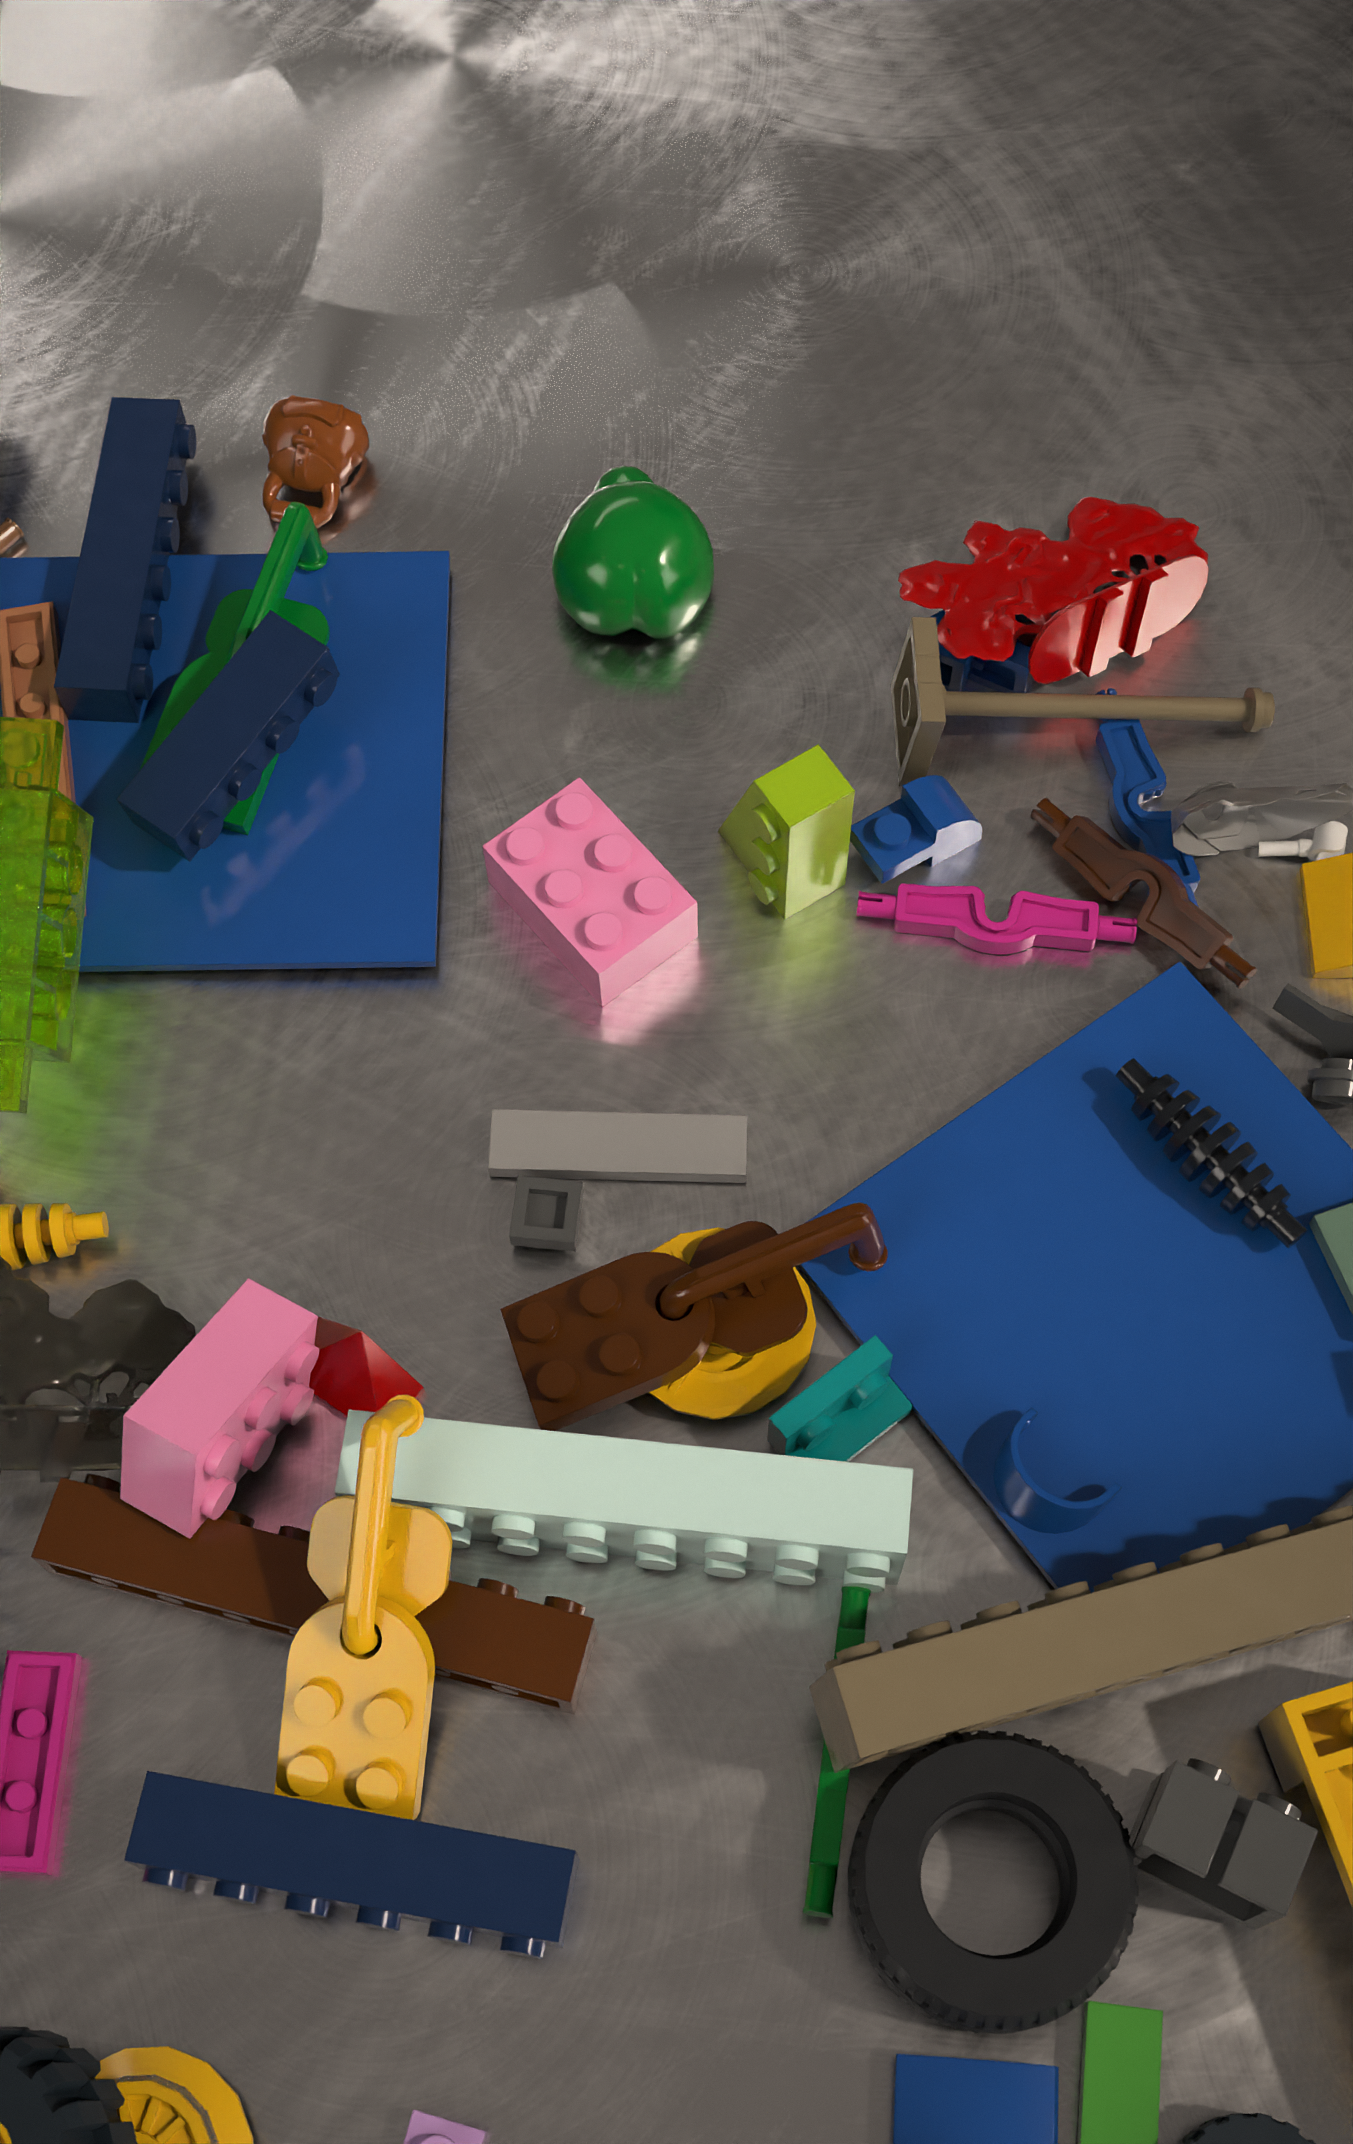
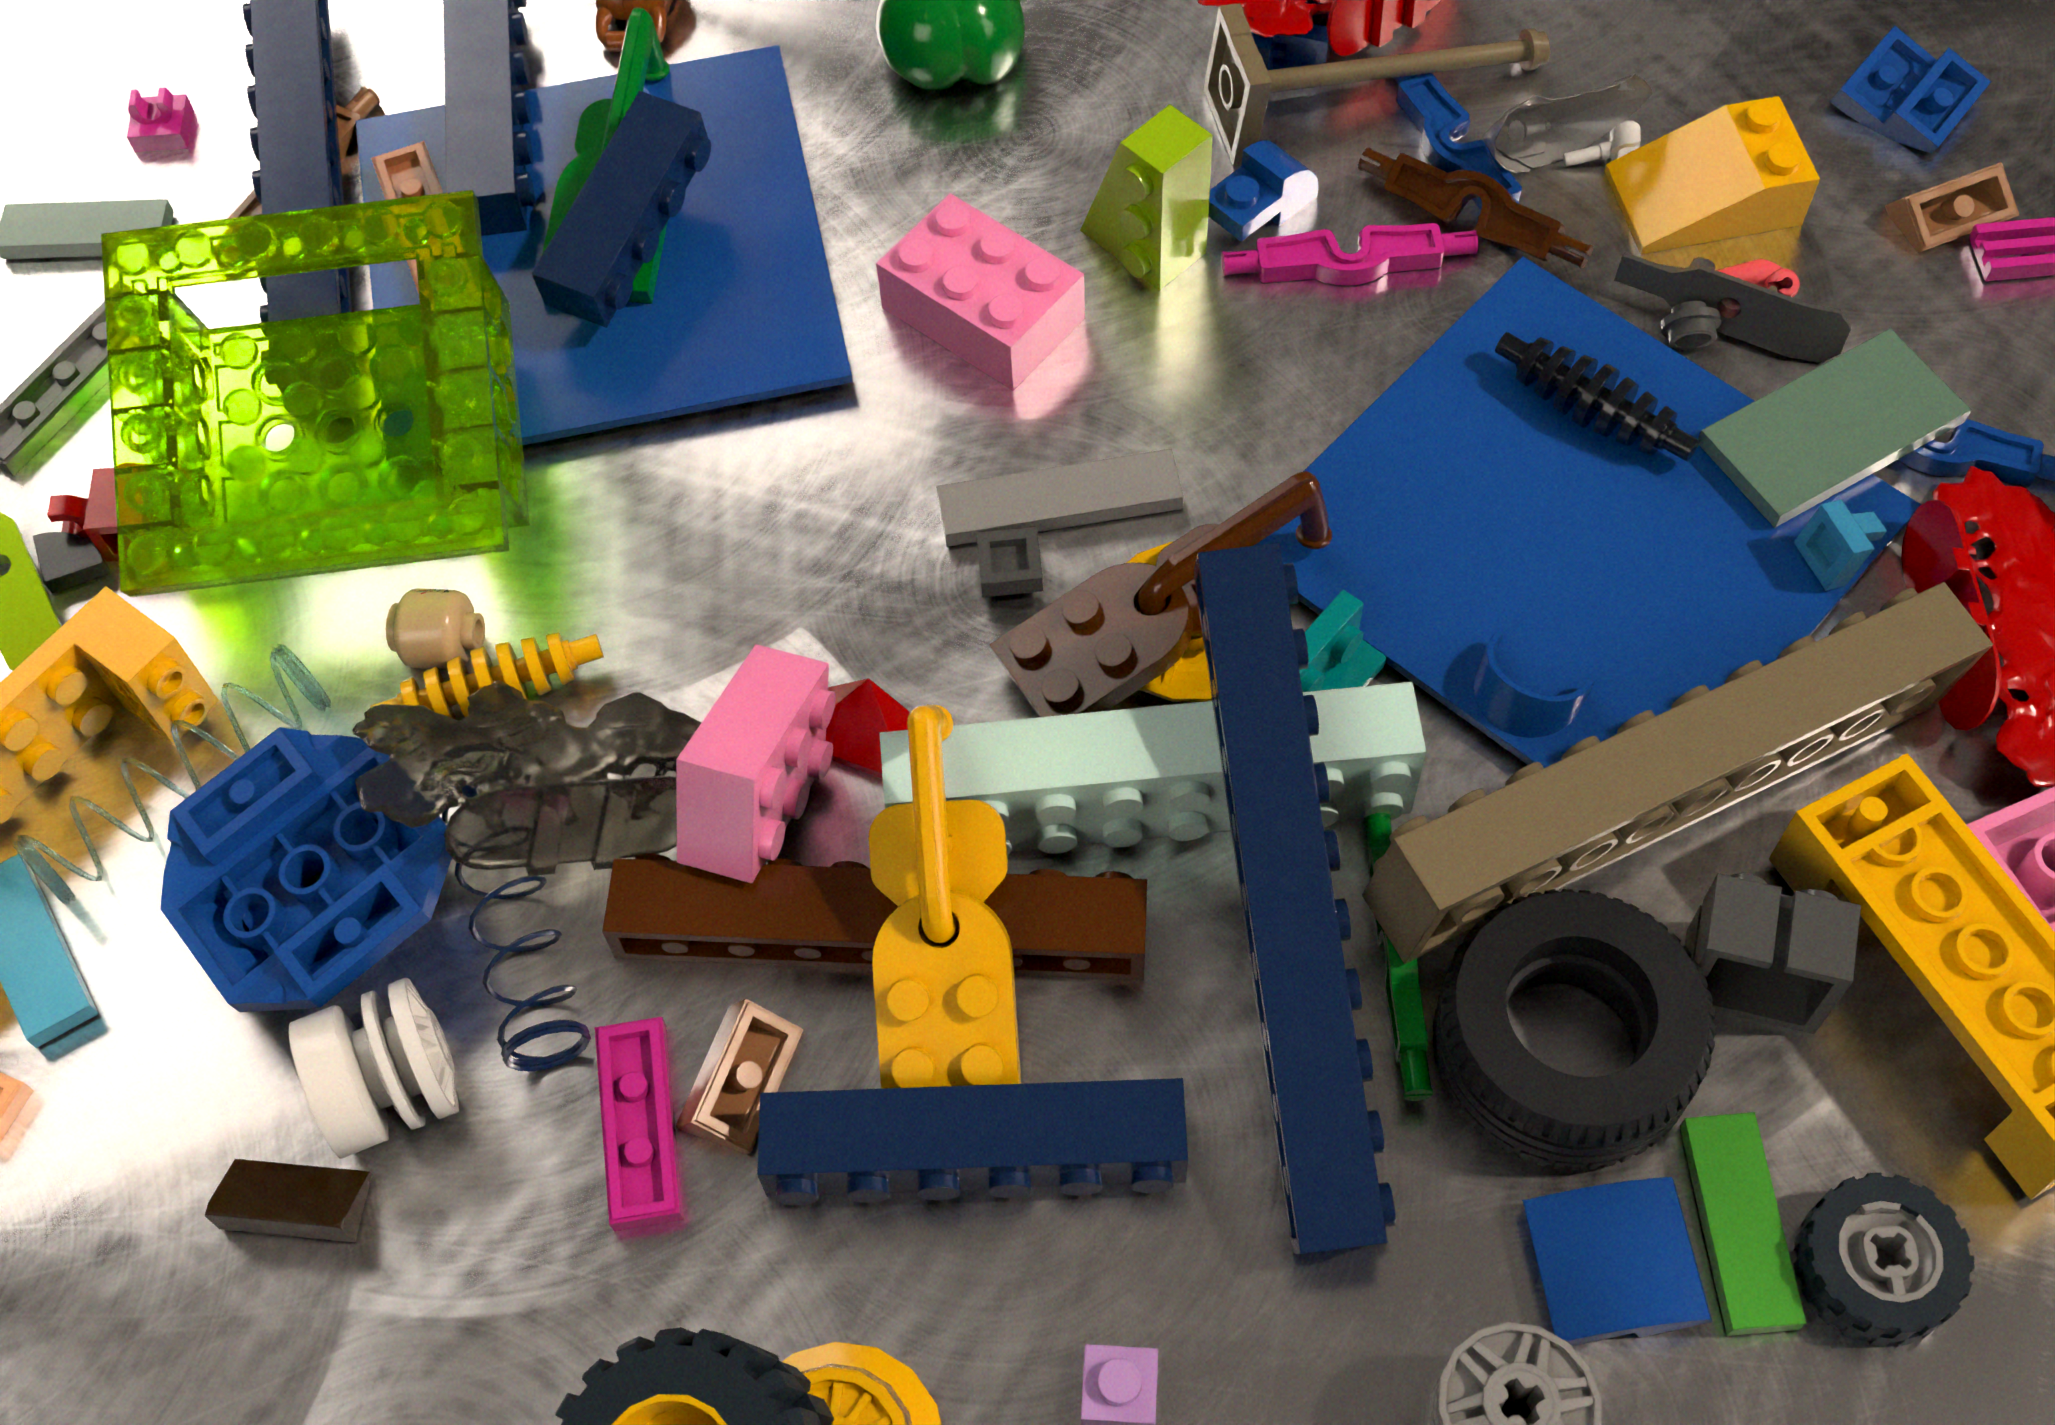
camera: 10 degrees left, 5 degrees down
(140, 1732) = (741, 1063): none -> medium nougat slope
(720, 1694) = (1289, 902): none -> dark blue brick

